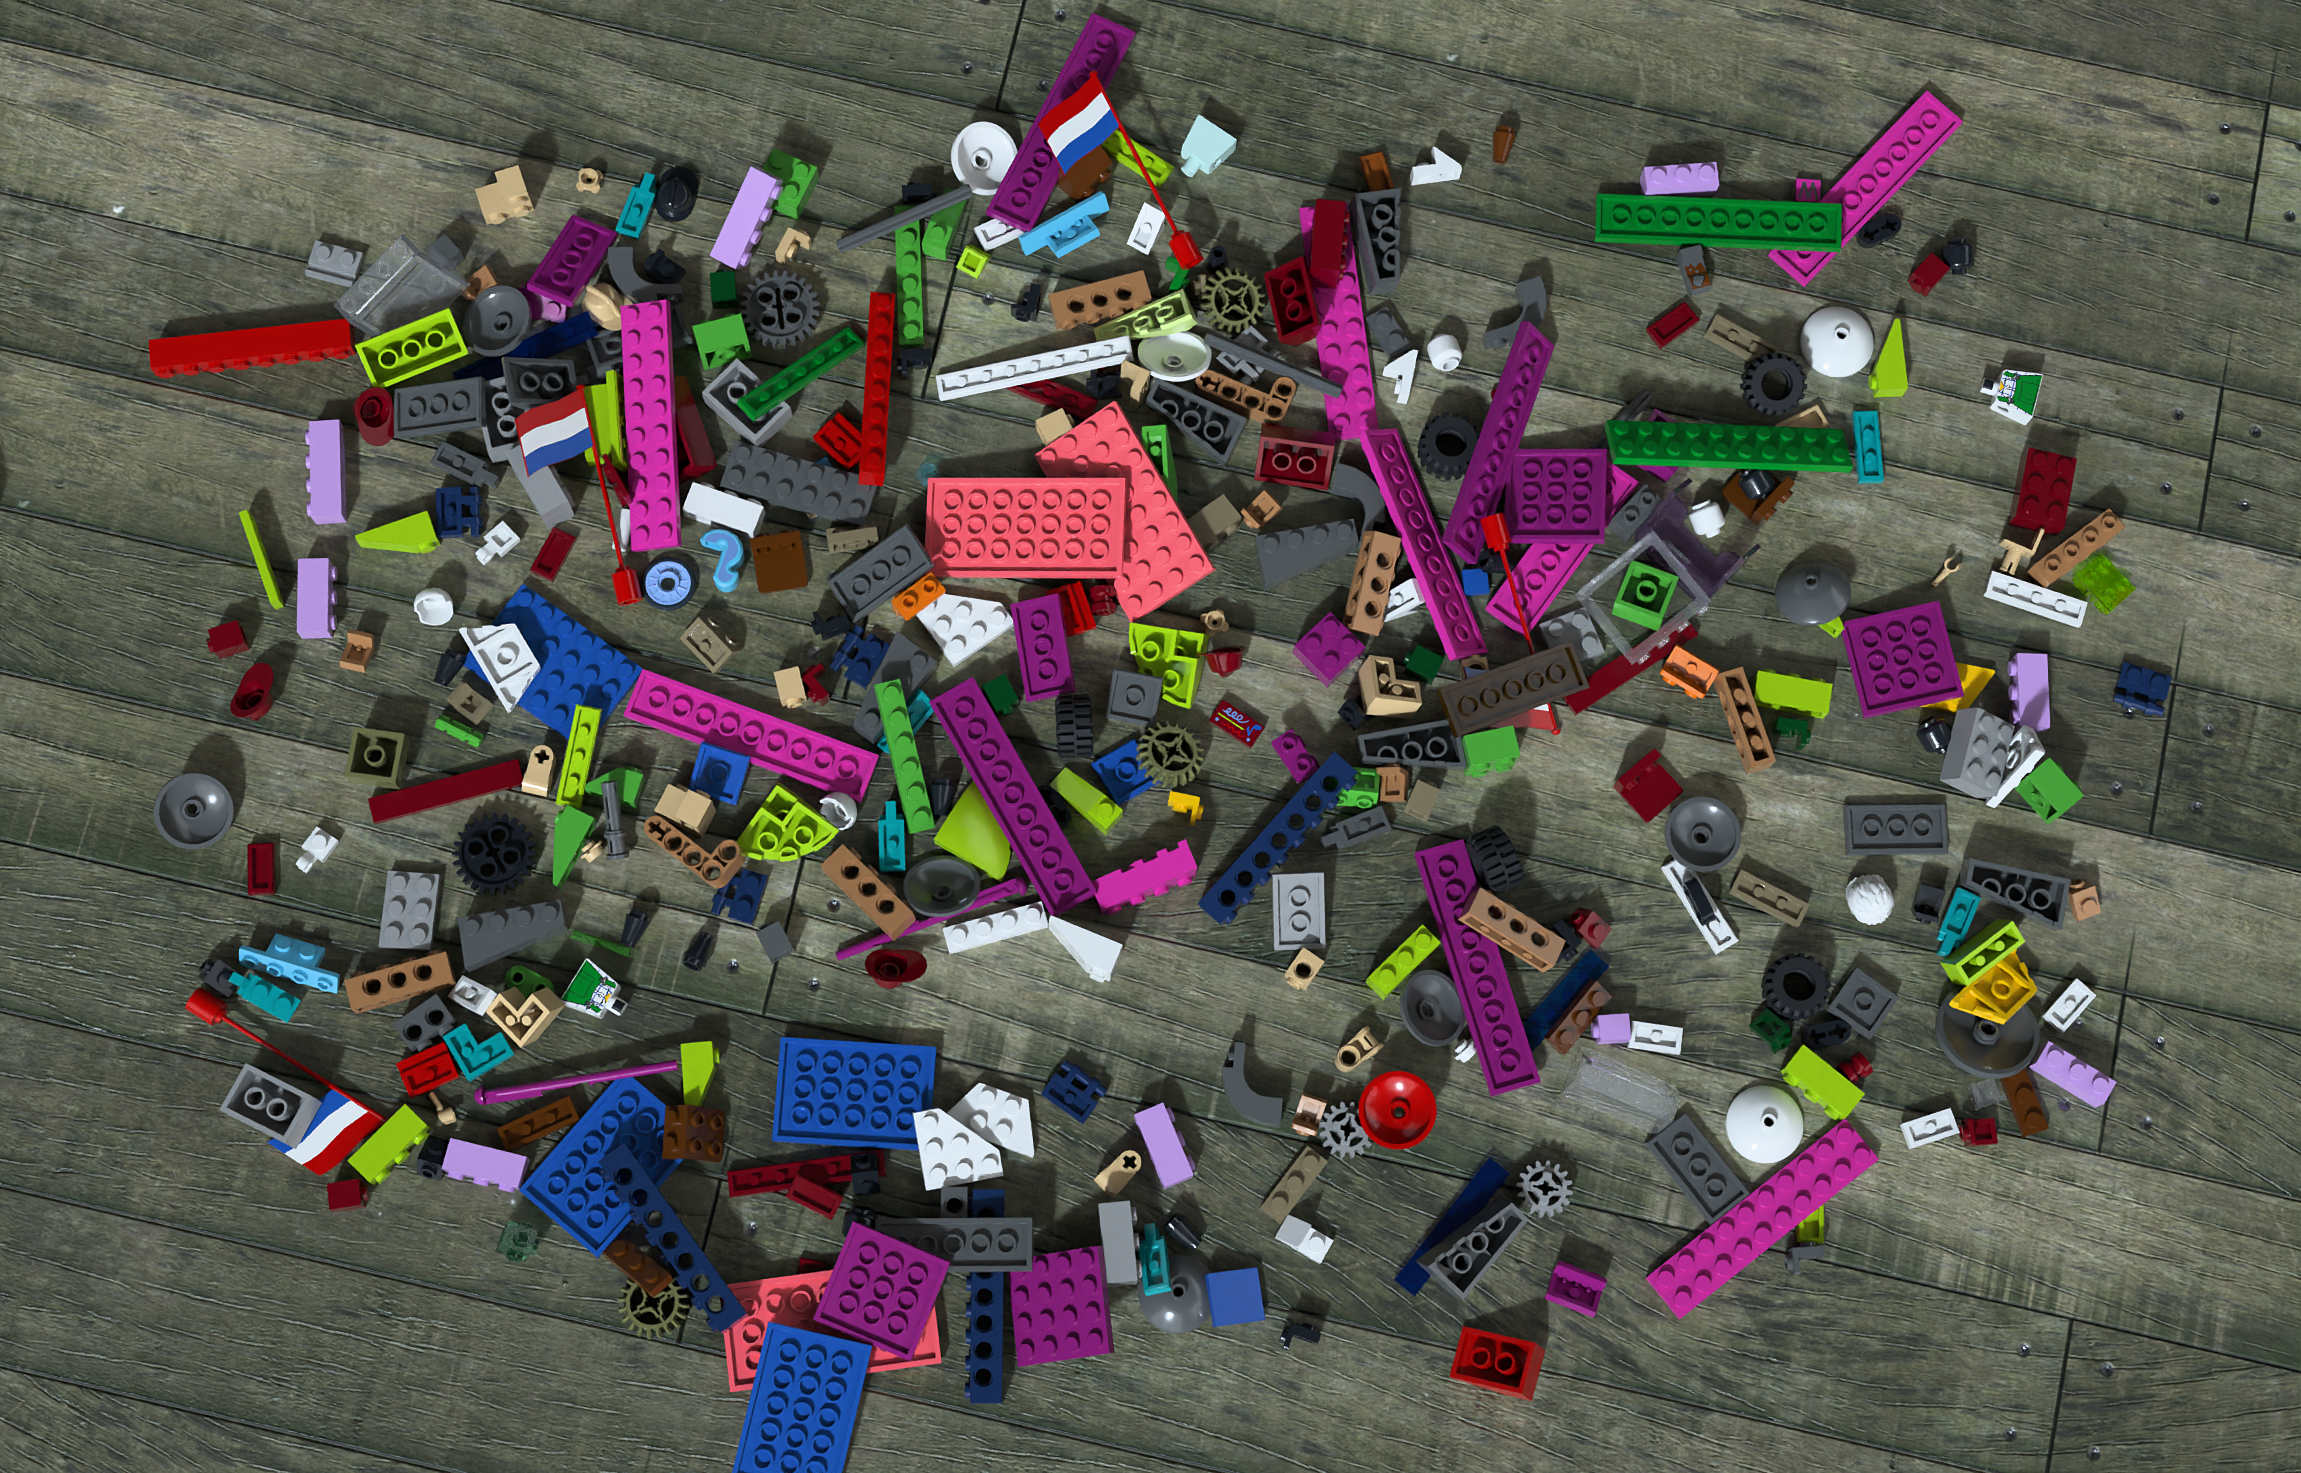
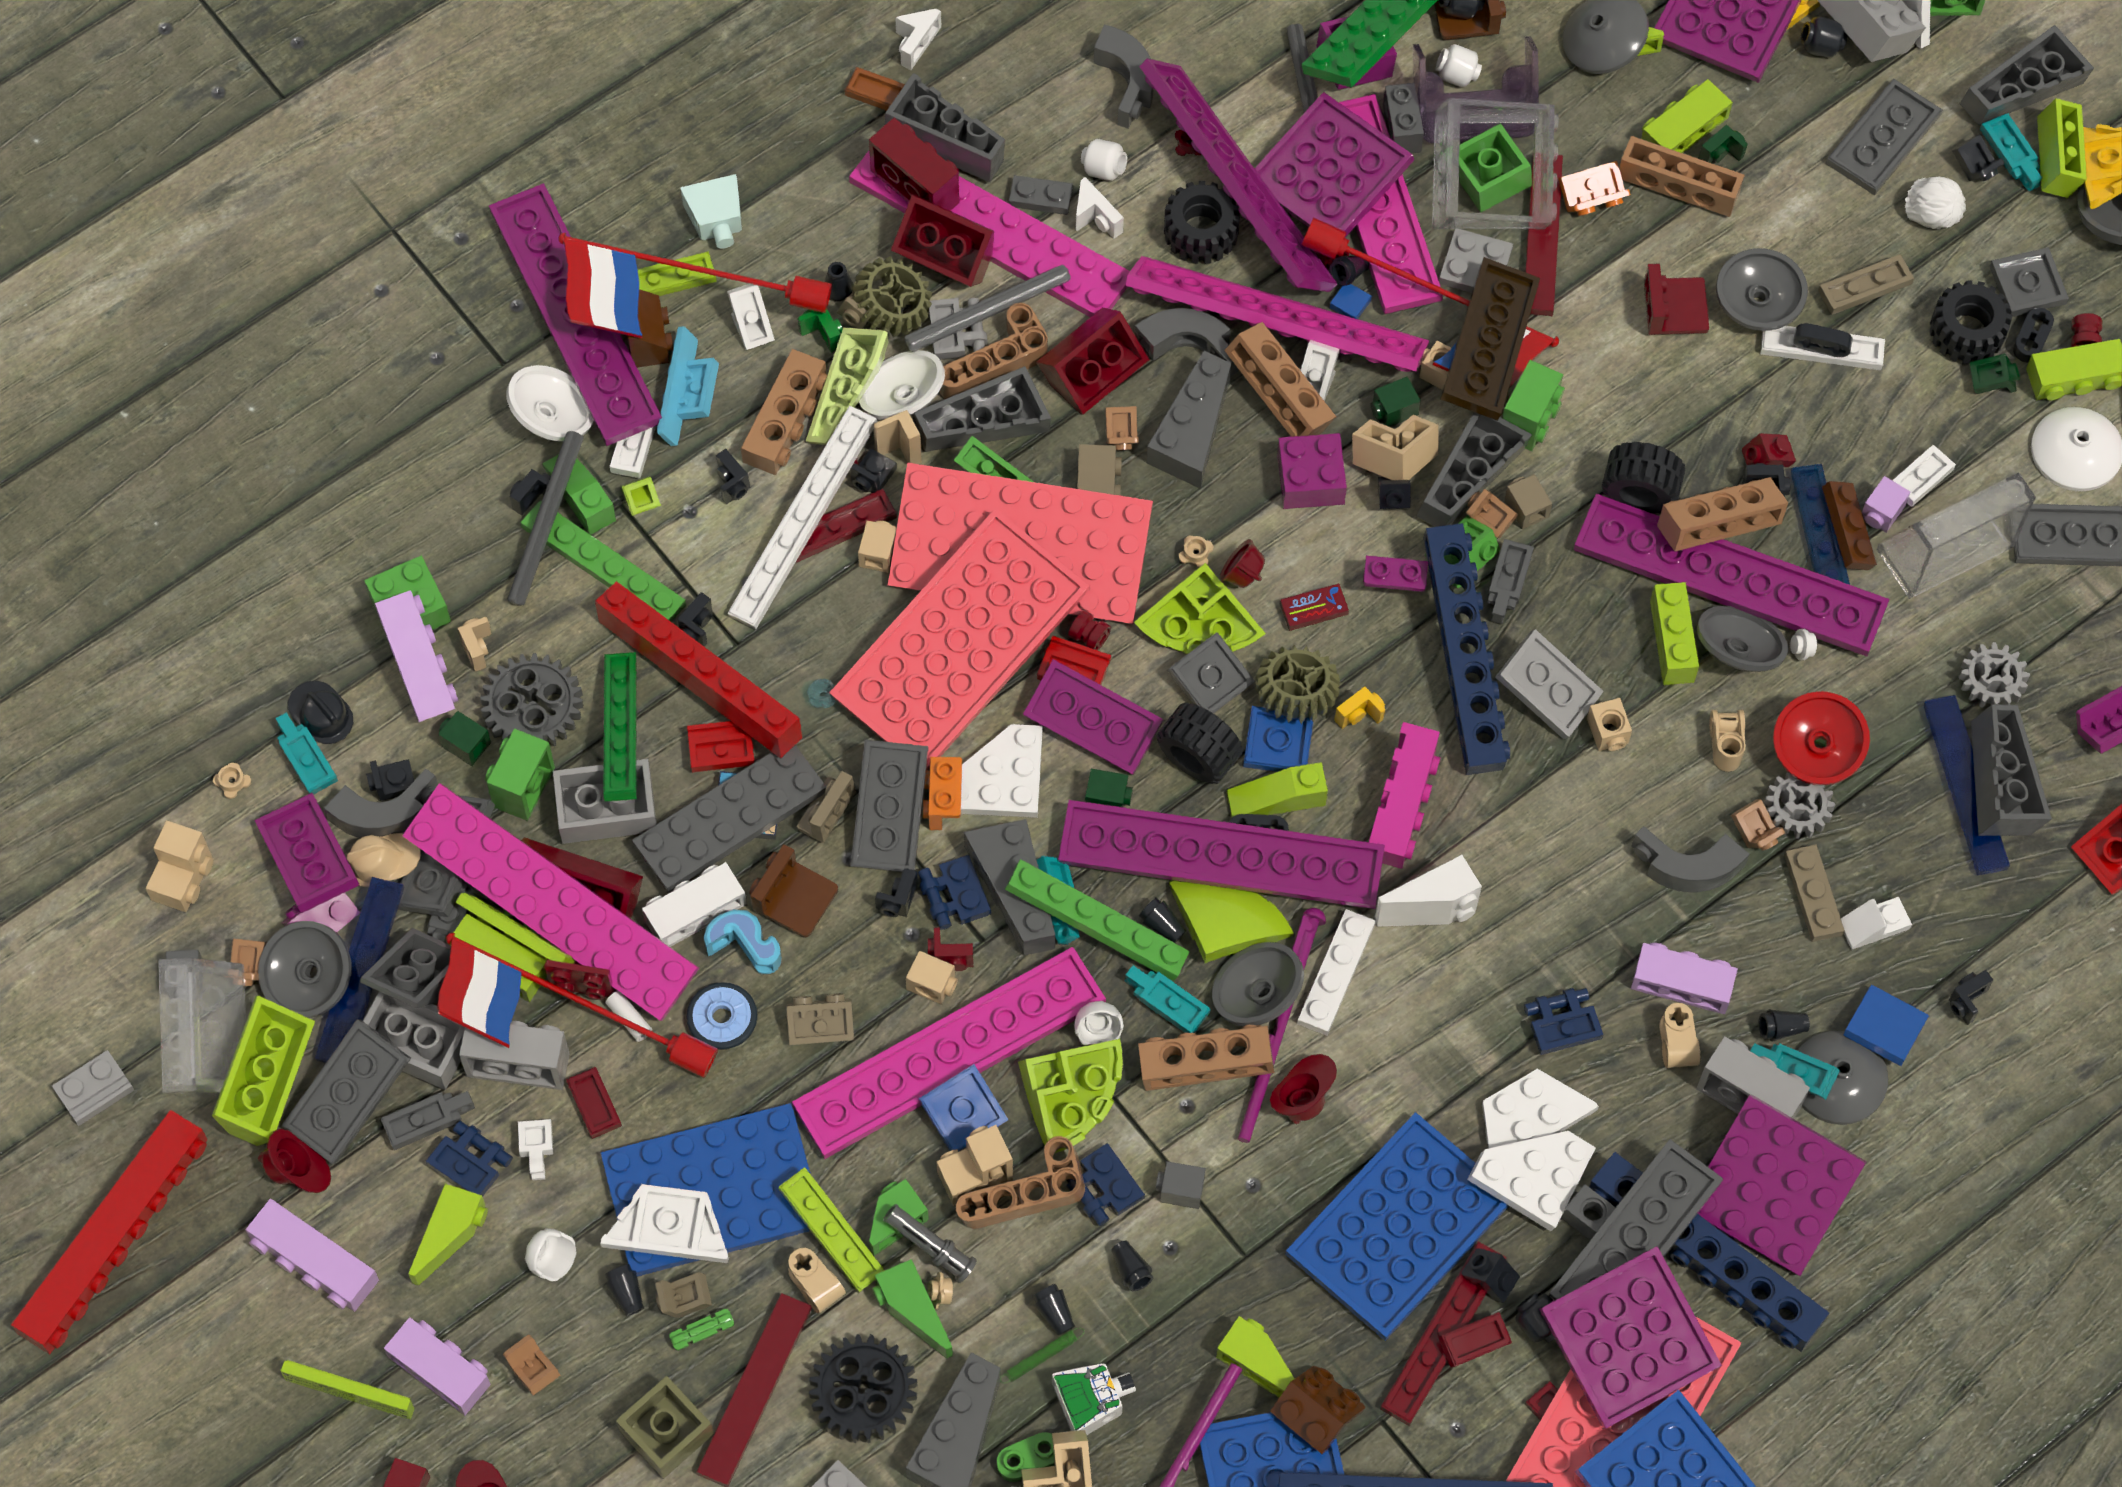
camera: 45 degrees left, 10 degrees down
(2083, 899) = (2079, 34): medium nougat bracket -> none

